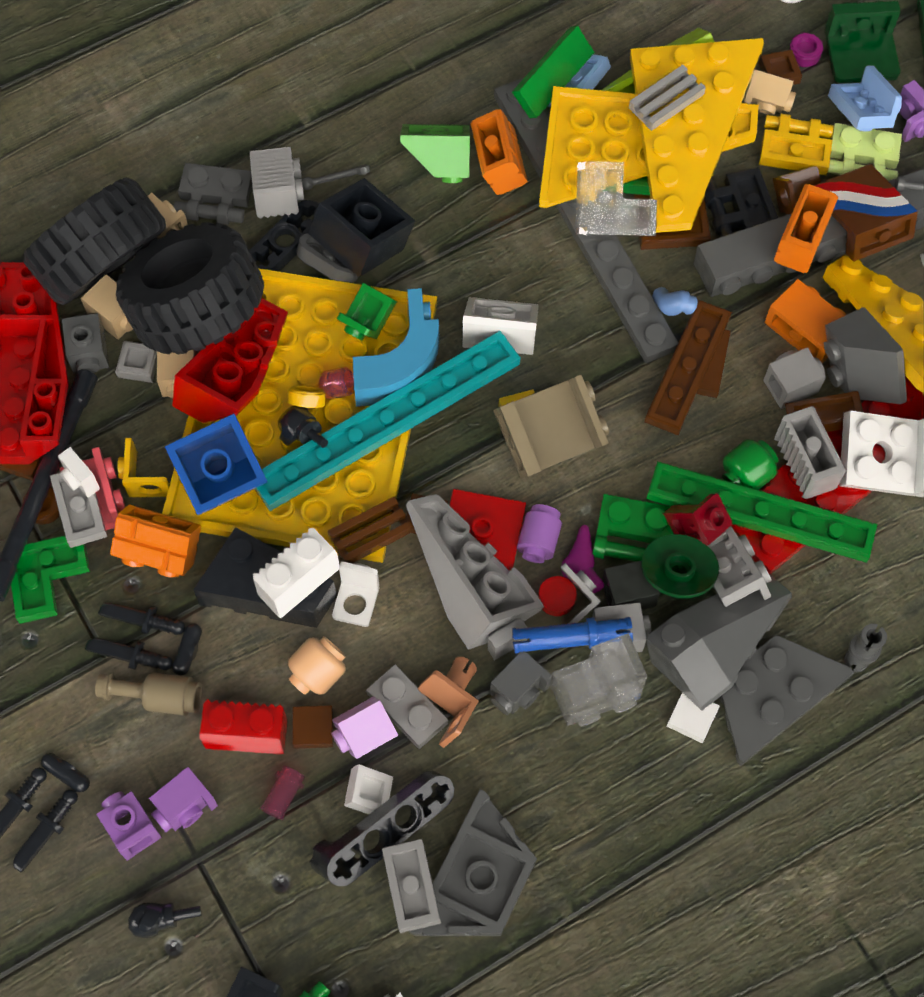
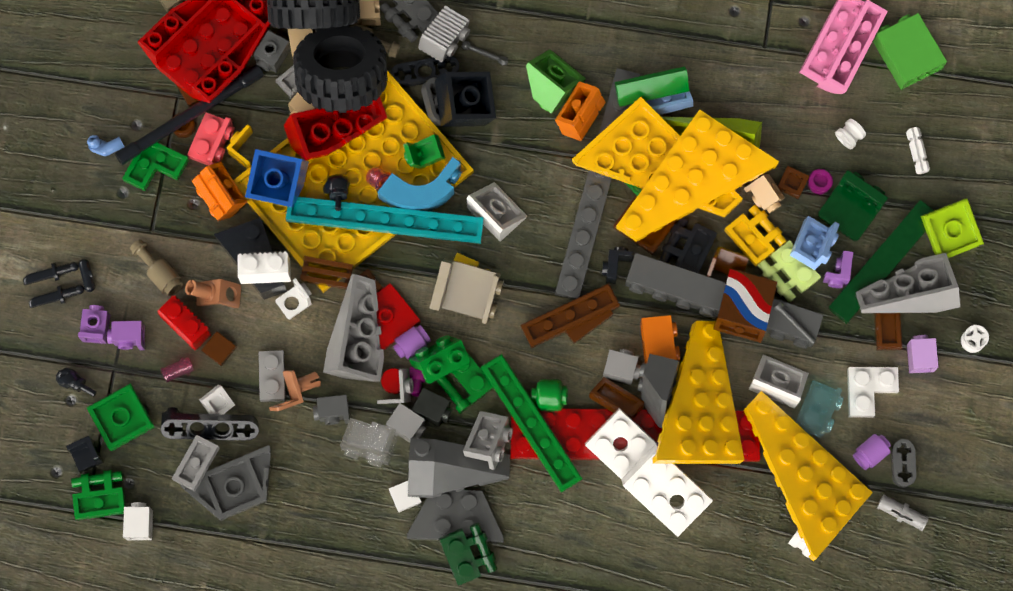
camera: 40 degrees right, 10 degrees up
(76, 473) = (203, 128): white plate -> none
(78, 513) = (195, 143): light grey plate -> none
(147, 620) = (186, 230): black piece -> none
(249, 663) = (213, 292): none -> nougat bracket
(259, 912) = (120, 417): none -> green plate
(306, 396) = (354, 174): yellow tile -> none
(316, 665) = (244, 320): light nougat head -> none
(363, 728) = (239, 369): lavender brick -> none
(502, 641) = (347, 382): light grey tile -> none
(570, 635) = (383, 413): blue pin -> none
(591, 522) = (440, 359): none -> green bracket
(602, 206) = (598, 195): clear brick -> none
(674, 302) = (594, 274): medium blue arm -> none
(679, 81) = (686, 156): light grey tile -> none
(679, 274) = (610, 267): none -> black bracket
(681, 555) = (462, 407): dark green dish -> none
(700, 521) = (493, 404): dark red bracket -> none
(805, 228) = (693, 292): orange brick -> none
(809, 452) = (579, 413): light grey brick -> none
(825, 729) = (460, 556): none -> dark green plate
(865, 647) = (514, 527): dark grey pin -> none

